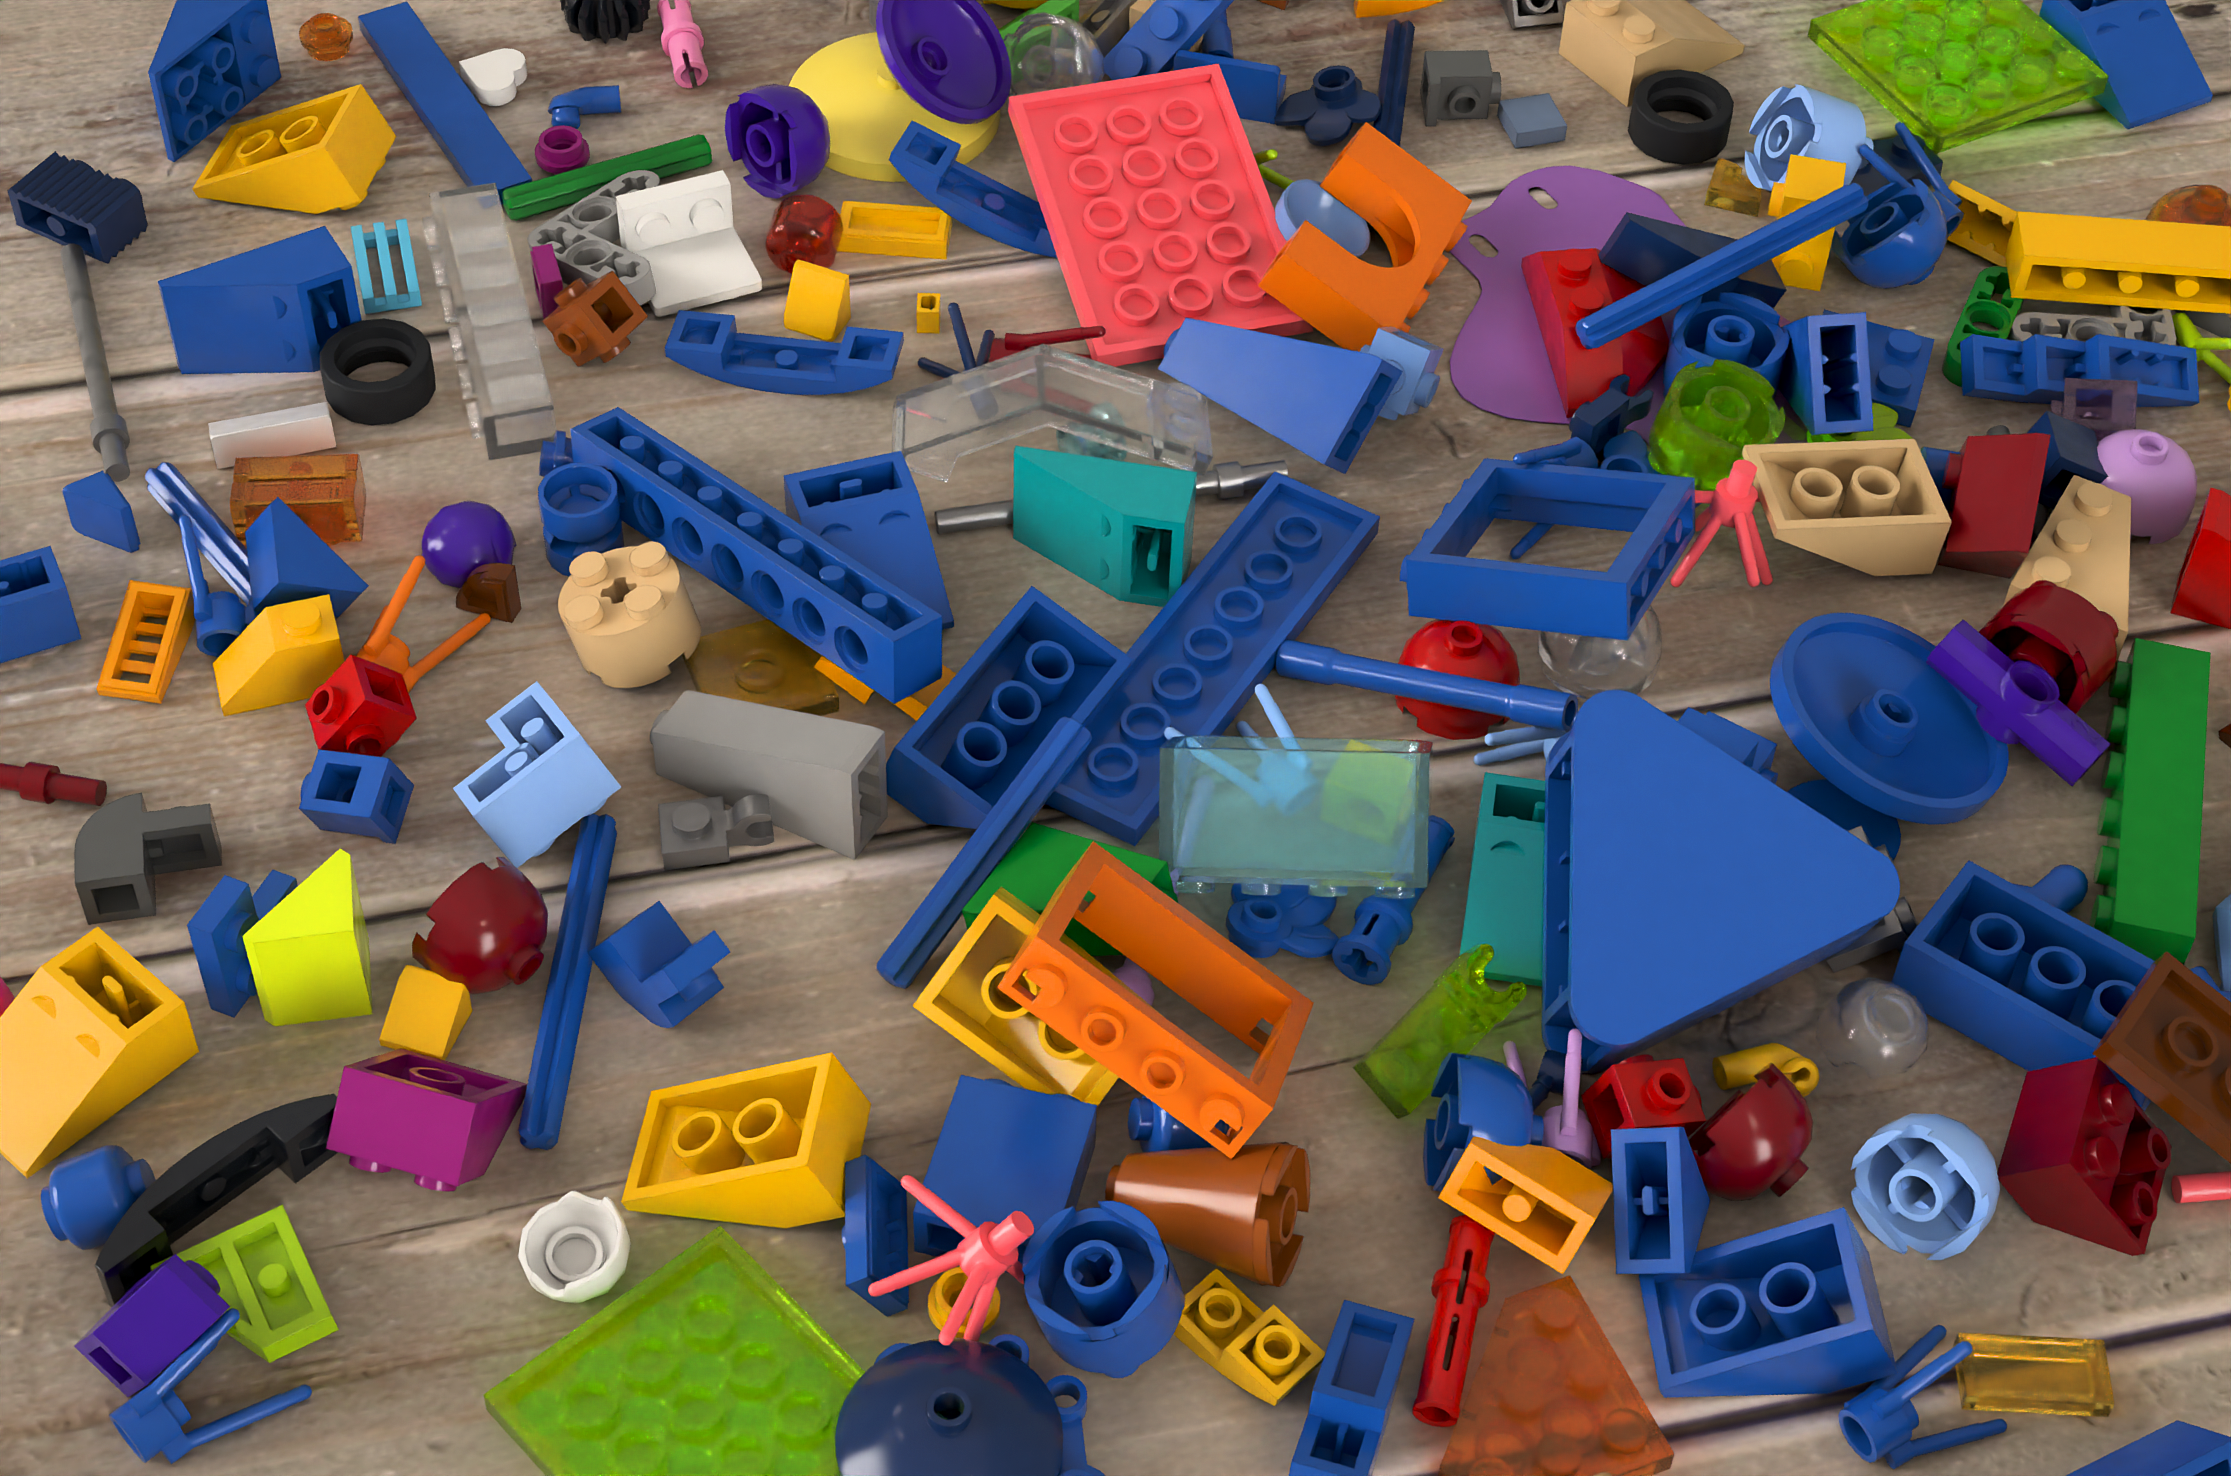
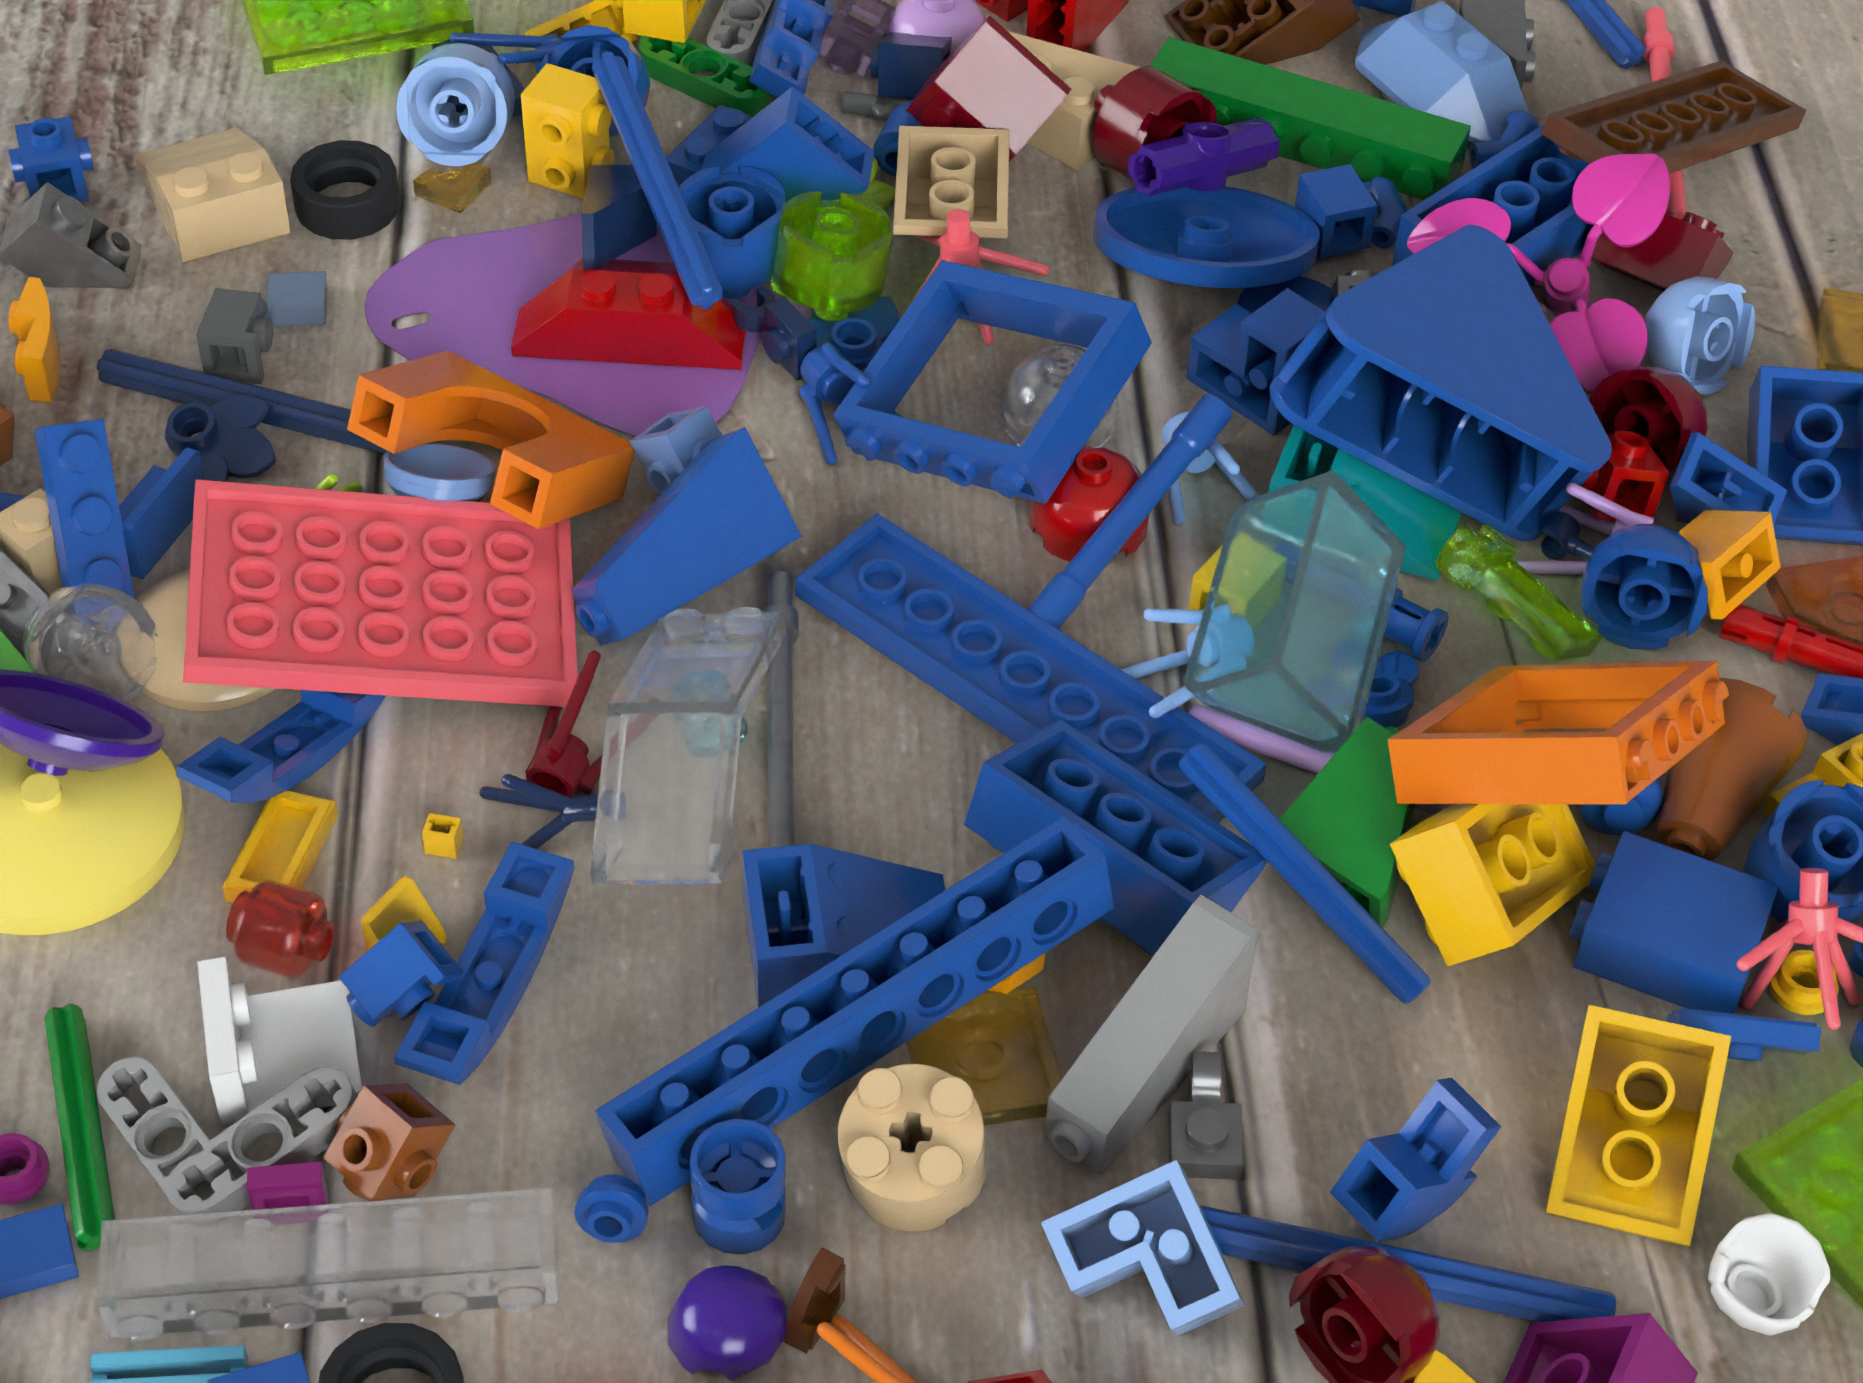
camera: 80 degrees left, 0 degrees up
(758, 294) = (398, 973): none -> blue brick
(778, 138) = (120, 920): dark purple cylinder -> none
(1107, 521) = (868, 702): teal slope -> none
(1993, 828) = (1339, 208): none -> blue brick
(2036, 1026) = (1619, 197): none -> dark pink plant

